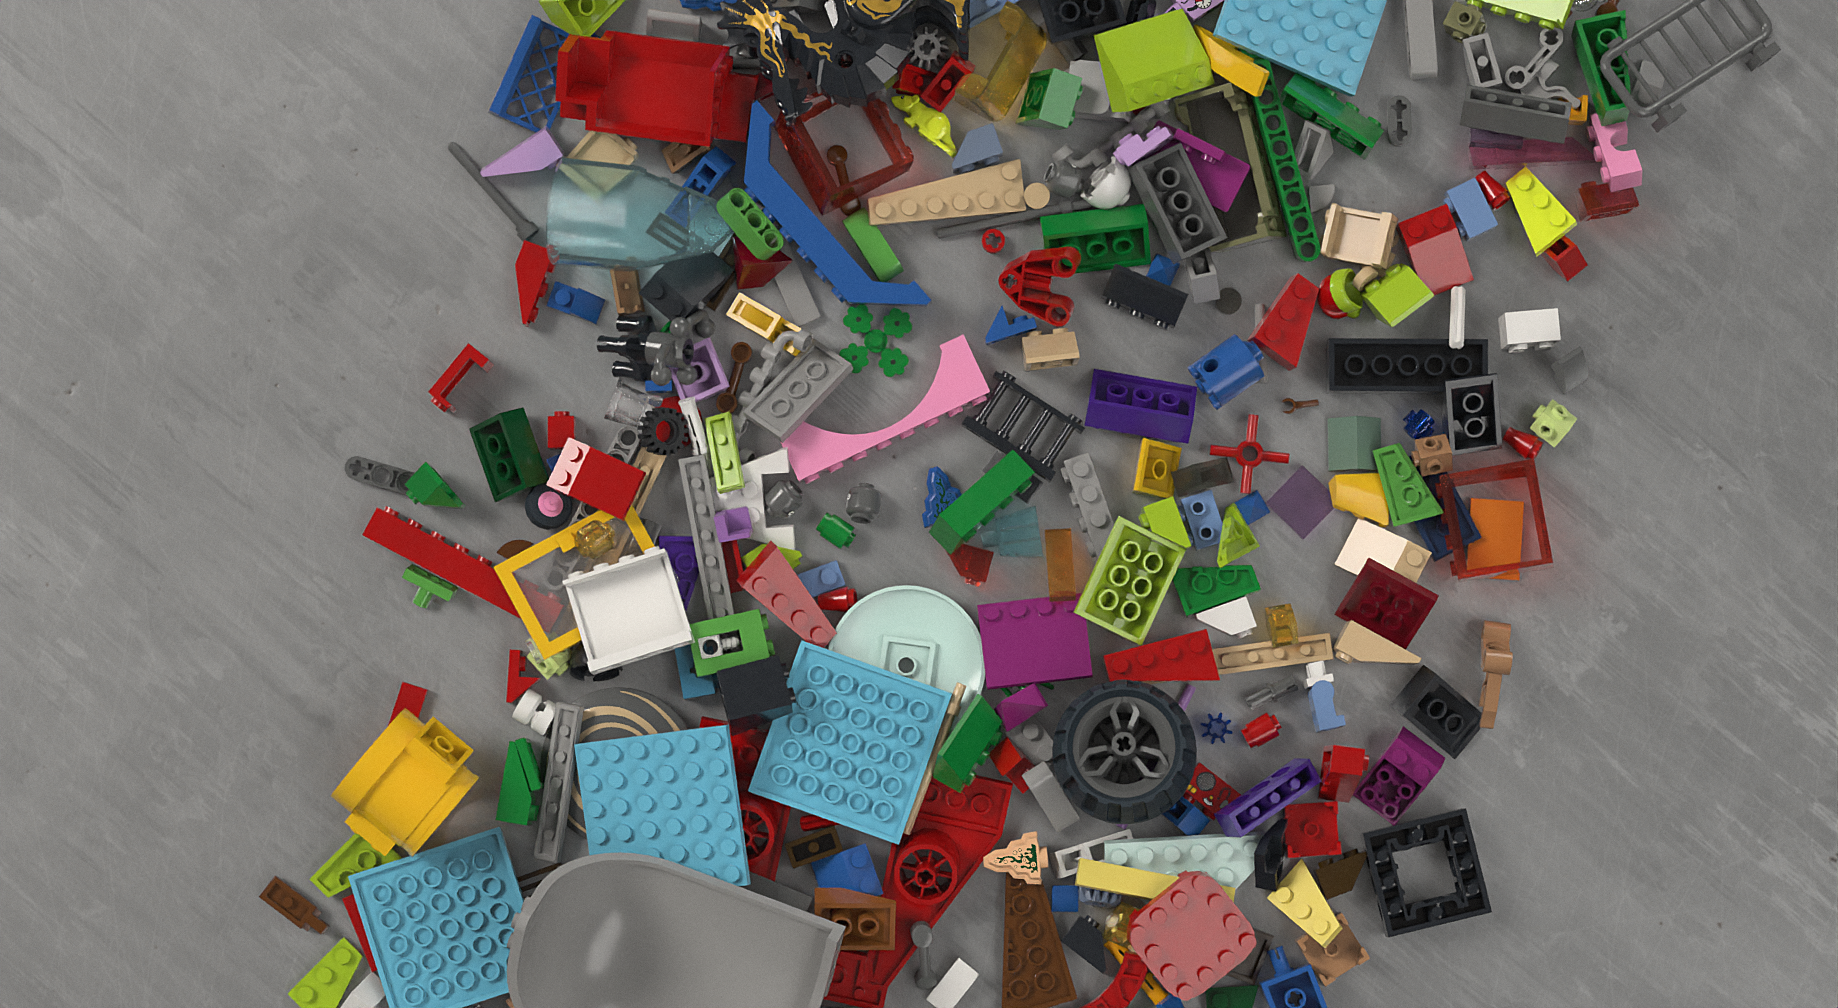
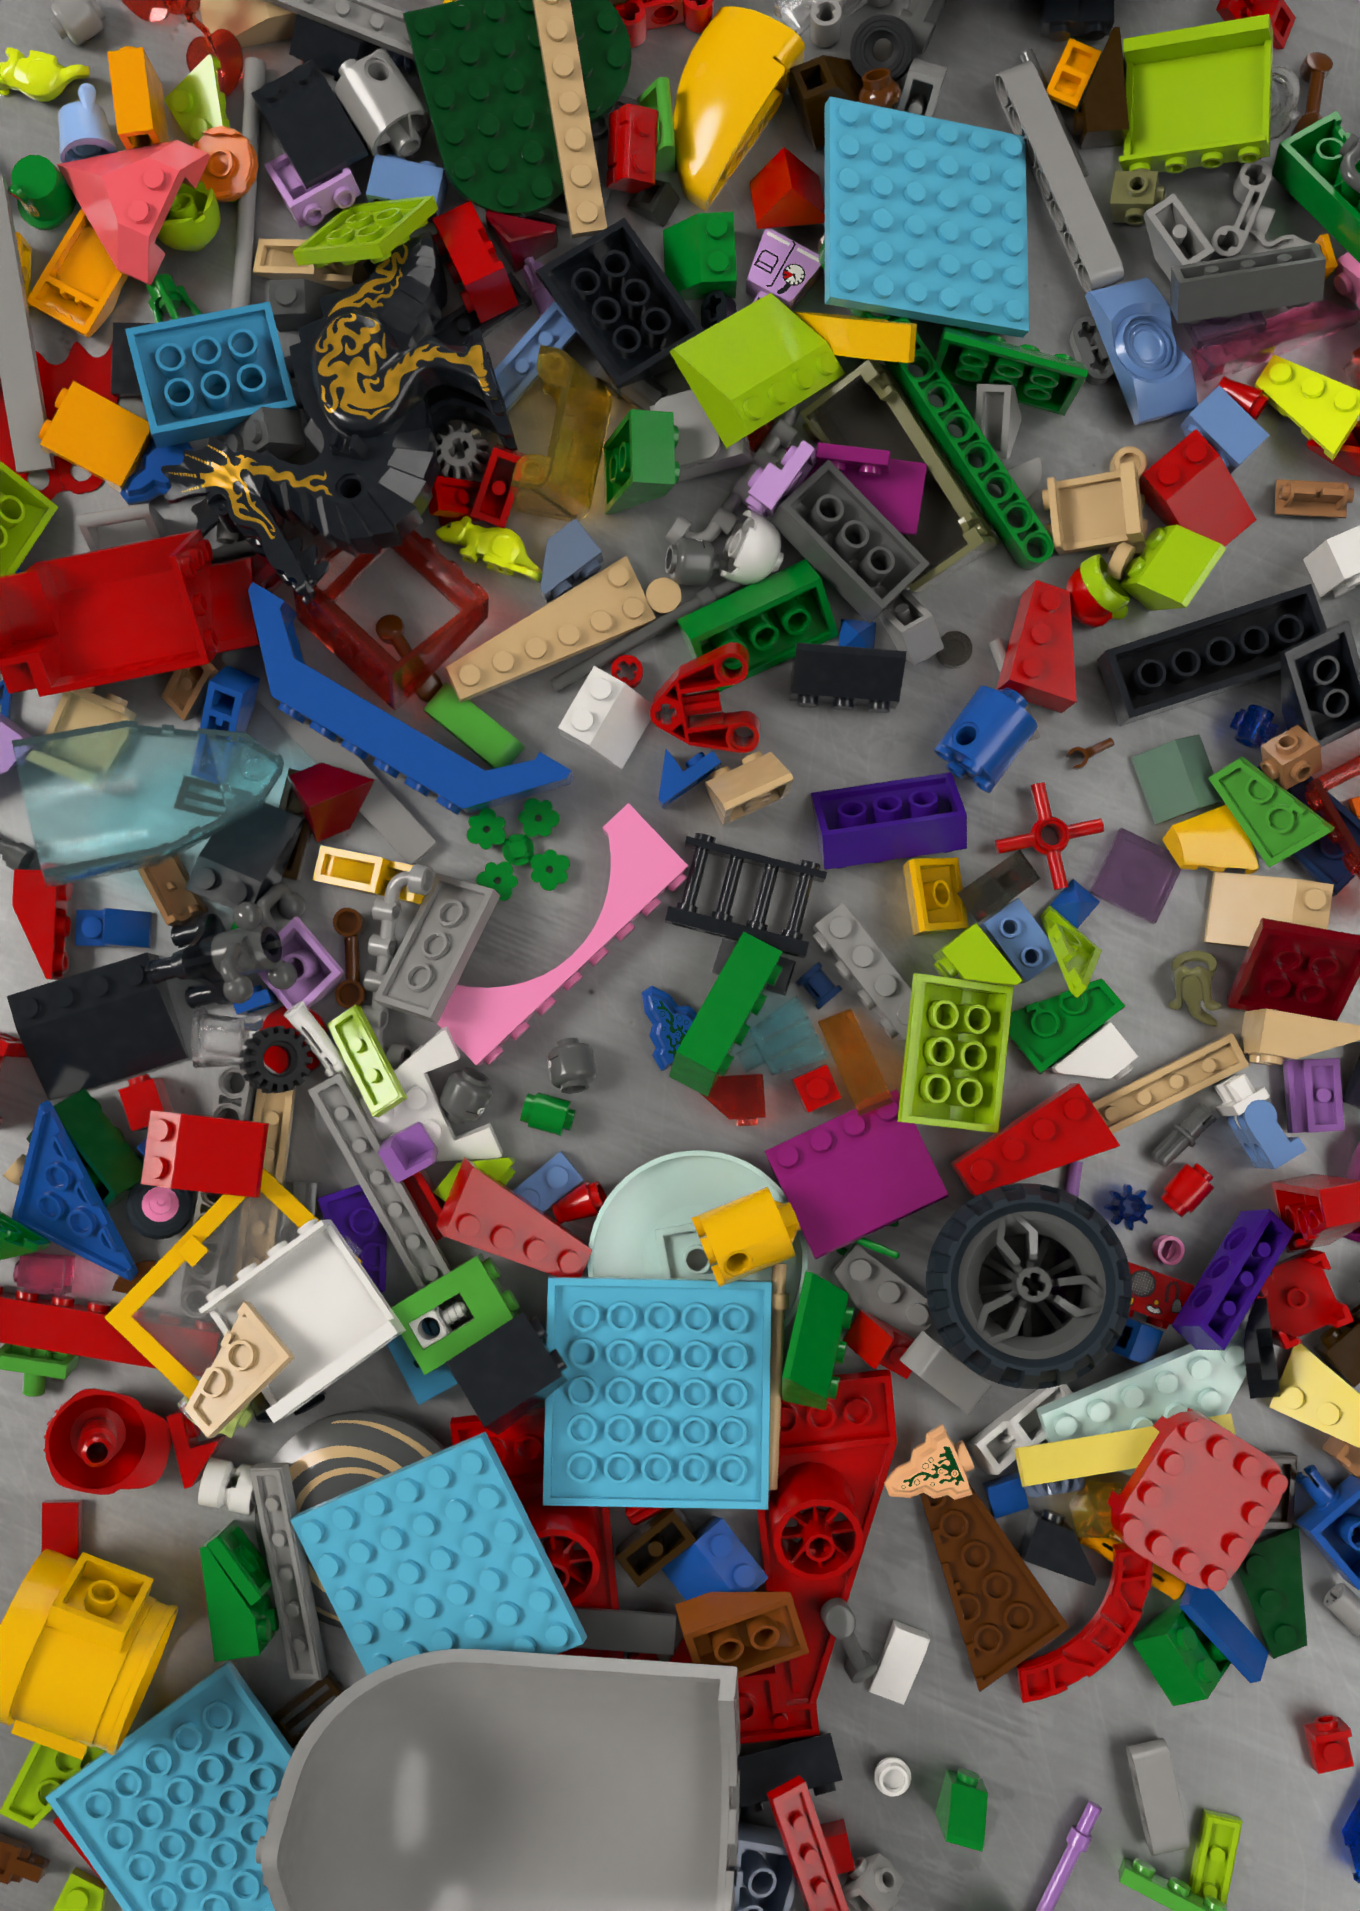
camera: 20 degrees left, 0 degrees up
(454, 525) = (45, 1273): none -> clear pink window
(457, 448) = (15, 1171): none -> tan hinge
(464, 653) = (106, 1443): none -> red piece
(484, 479) = (62, 1202): none -> blue tile
(545, 368) = (98, 1026): none -> black slope
(578, 630) = (243, 1368): none -> tan wing
(594, 539) = (227, 1236): clear yellow head -> none
(761, 228) = (281, 747): bright green beam -> none
(945, 655) = (747, 1235): none -> yellow cylinder
(968, 270) = (606, 718): none -> white slope
(1020, 707) = (867, 1267): magenta slope -> none
(1027, 574) = (816, 1088): none -> red brick
(1053, 505) = (818, 985): none -> dark blue bush
(1237, 770) = (1172, 1251): none -> bright pink hinge
(1281, 625) = (1169, 1044): clear yellow brick -> none
(1313, 592) = (1195, 985): none -> olive piece
(1371, 695) = (1313, 1095): none -> medium lavender plate
(1398, 207) = (1129, 454): none -> tan tile
(1434, 132) = (1143, 350): none -> medium blue slope
(1457, 317) = (1259, 571): white axle -> none
(1517, 277) = (1312, 498): none -> medium nougat hinge

